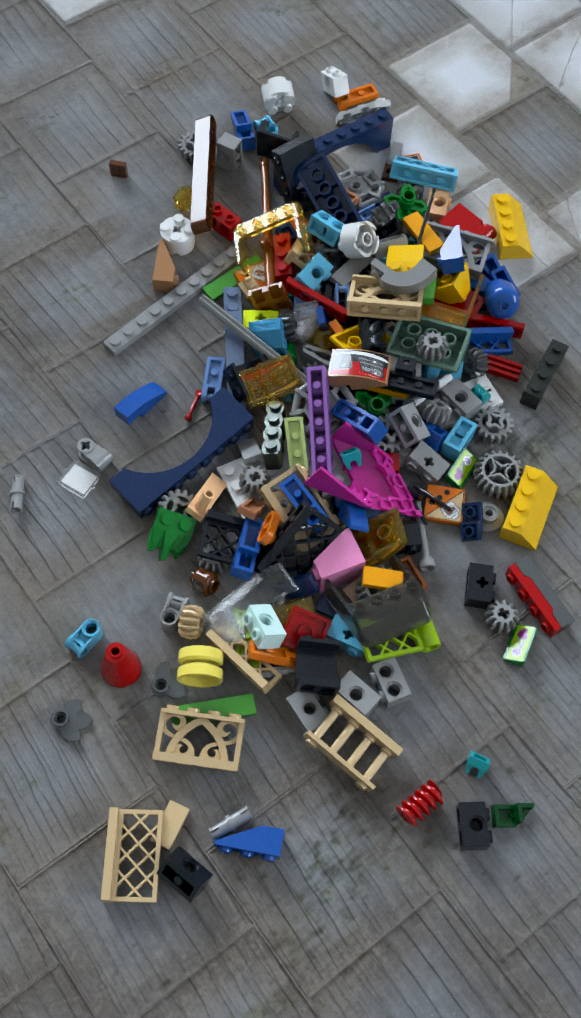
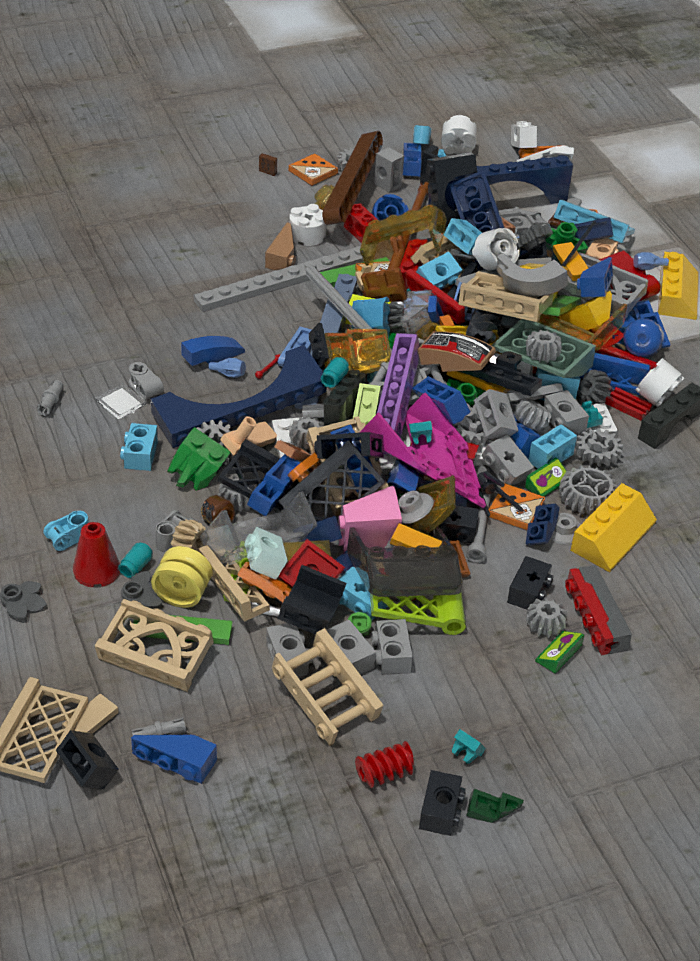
camera: 15 degrees right, 20 degrees down
(116, 528) = (139, 446): none -> medium azure brick
(152, 653) = (135, 559): none -> teal piece
(159, 163) = (313, 169): none -> orange tile
(161, 418) = (229, 367): none -> medium blue piece
(244, 101) = (422, 134): none -> medium azure piece
(246, 204) = (389, 205): none -> blue cylinder
(259, 411) = (335, 372): none -> teal piece
(316, 494) = (370, 444): none -> black panel
(356, 665) = (361, 622): none -> bright green tile
(377, 546) = (414, 506): none -> light grey piece
(425, 186) = (600, 230): none -> dark blue tile
(484, 212) = (648, 261): none -> medium blue piece
(527, 345) = (659, 383): none -> white brick

